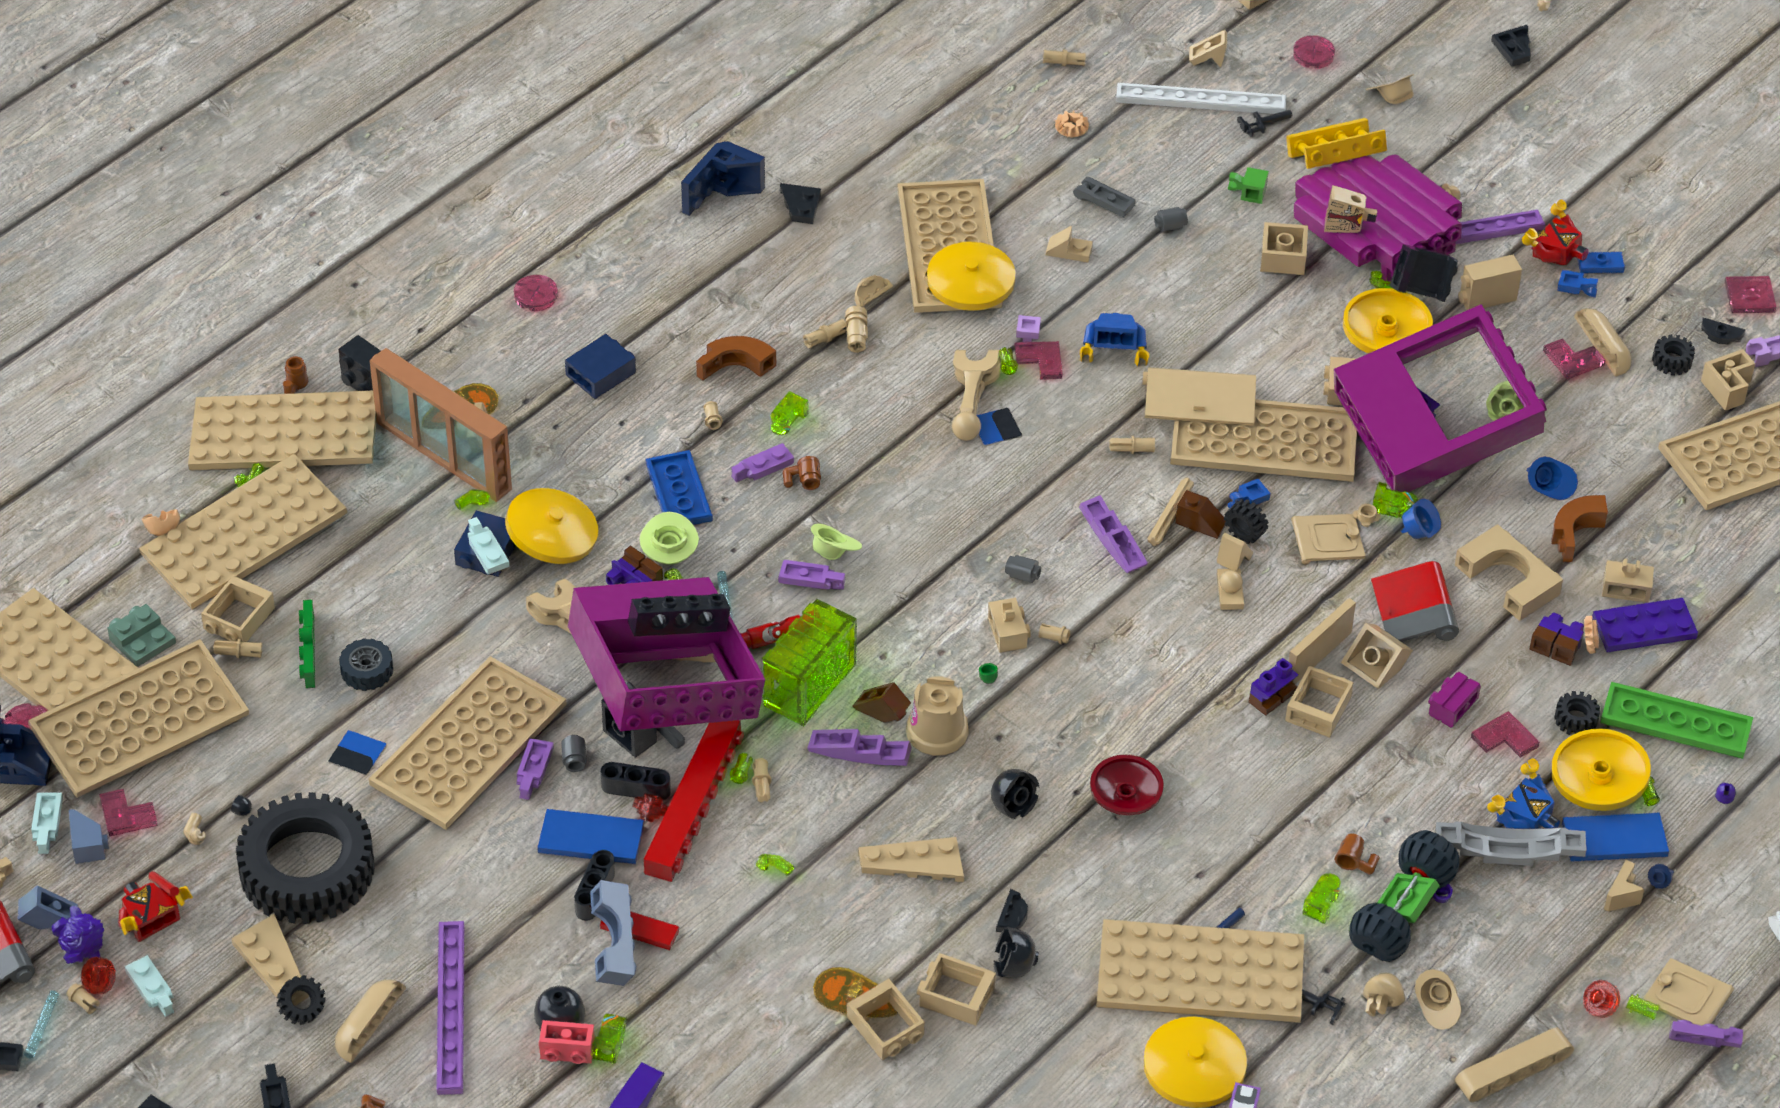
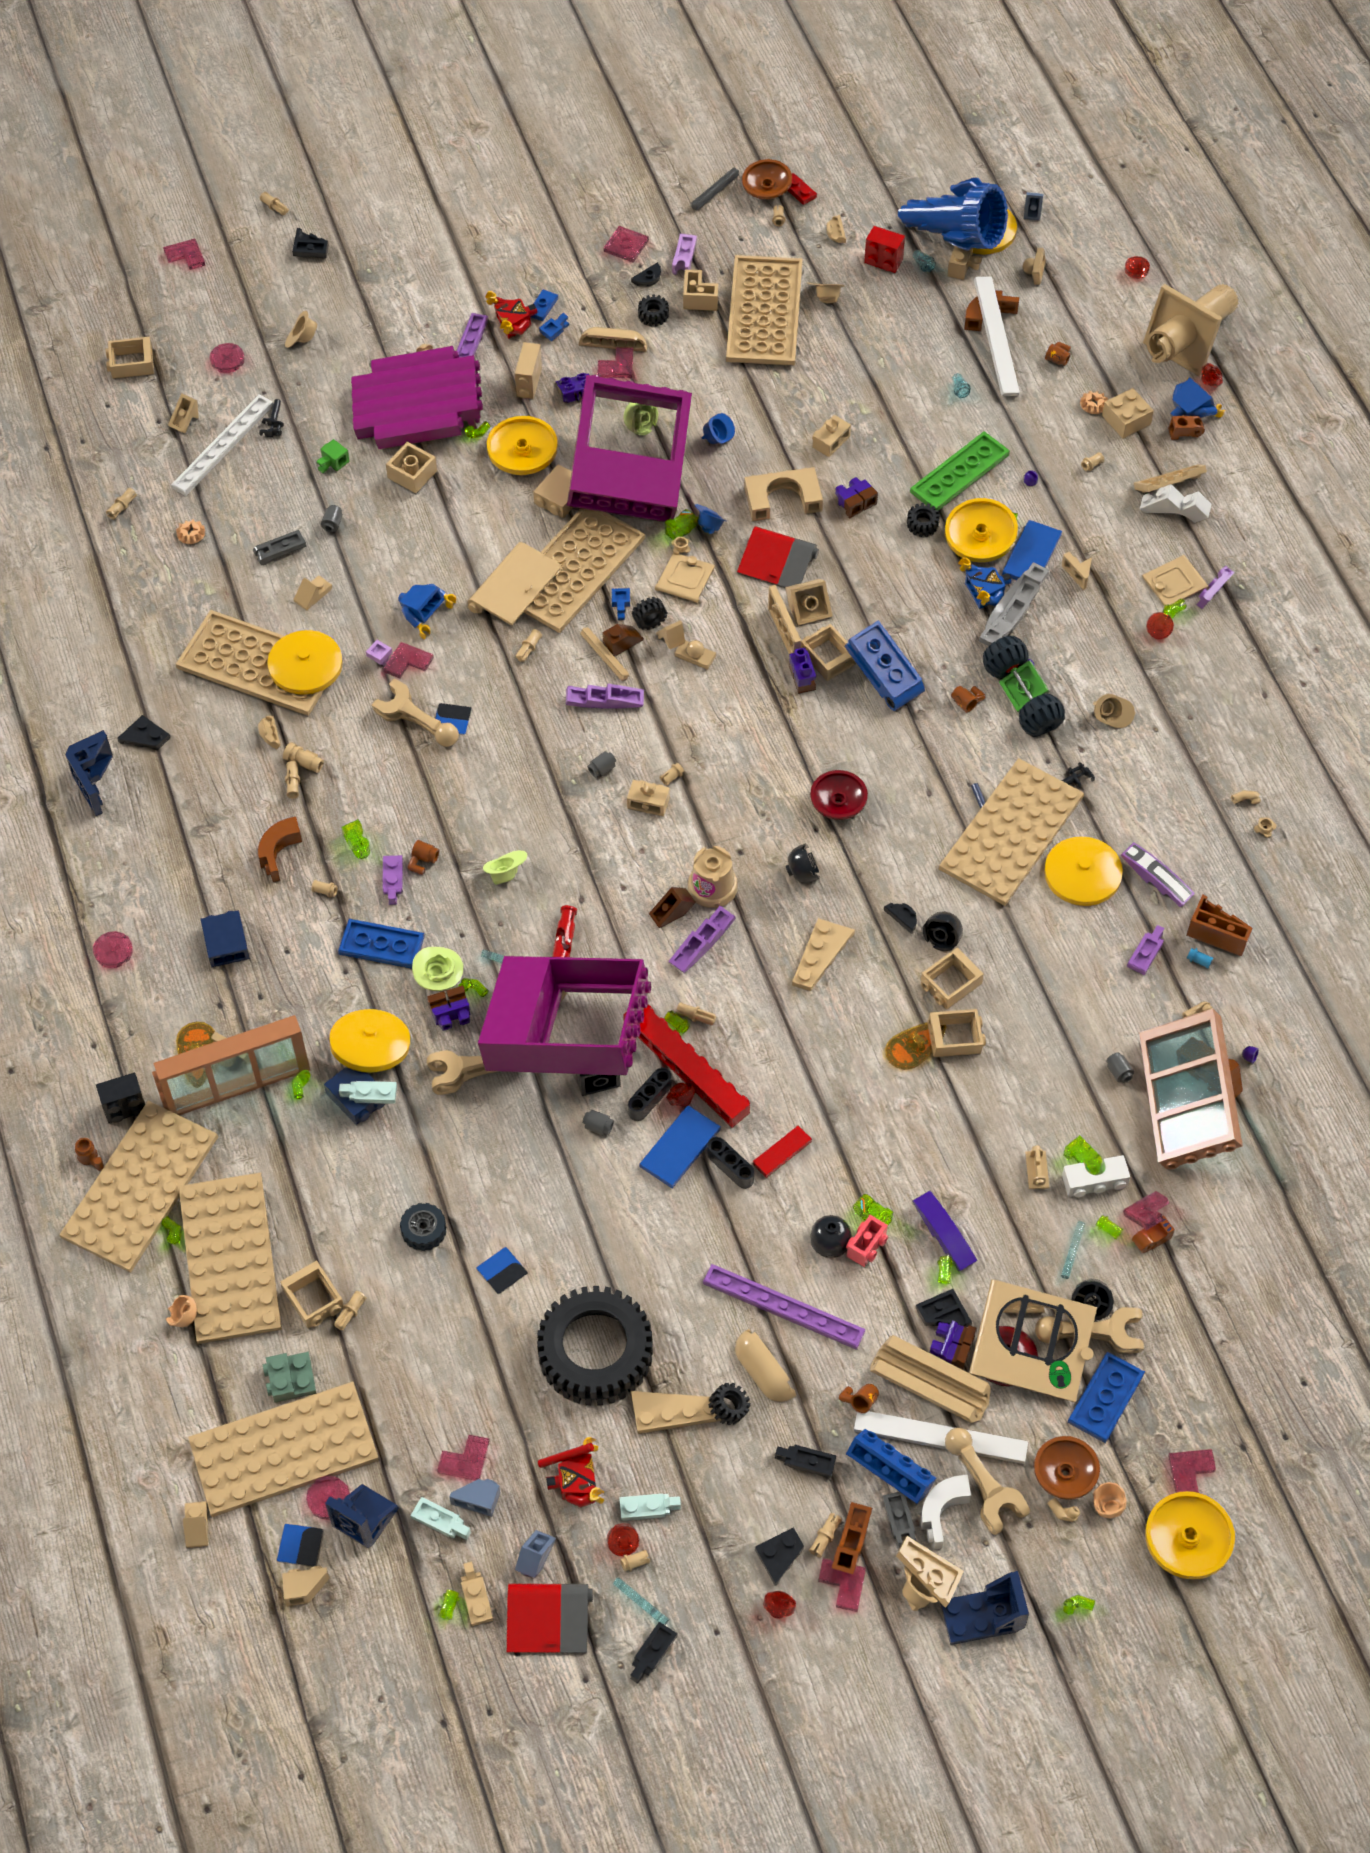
camera: 60 degrees left, 10 degrees up
(79, 935) = (579, 1537): dark purple hair -> none
(138, 718) = (382, 1410): tan plate -> none
(191, 830) = (514, 1418): tan arm -> none
(241, 806) = (511, 1371): black hinge -> none
(307, 636) = (378, 1257): green hinge -> none
(467, 742) = (543, 1189): tan plate -> none
(533, 766) = (593, 1155): medium lavender hinge -> none
(612, 905) = (769, 1157): sand blue arch -> none
(679, 615) = (550, 986): black brick -> none
(776, 861) = (773, 1038): clear neon green arm -> none
(809, 661) = (619, 924): clear neon green container -> none
(810, 575) = (523, 897): medium lavender hinge -> none
(988, 673) = (680, 829): green hinge -> none
(1008, 364) = (405, 679): clear neon green pin -> none
(1318, 901) = (992, 733): clear neon green leg -> none
(1325, 773) = (895, 677): none -> blue hinge
(1336, 143) = (326, 379): yellow fence -> none
(1347, 211) = (422, 411): tan torso -> none
(1383, 992) = (1088, 737): tan piece -> none
(1424, 272) = (498, 399): black panel -> none
(1453, 699) = (872, 578): magenta brick -> none
(1508, 730) = (911, 565): clear pink tile -> none
(1514, 1064) = (1183, 698): tan beam -> none
(1516, 336) = (570, 386): none -> dark purple hinge
(1575, 515) = (760, 440): dark orange arch -> none
(1591, 634) = (867, 474): light nougat gear -> none
(1645, 625) = (869, 447): dark purple plate -> none
(1660, 876) = (1079, 545): dark blue plate -> none

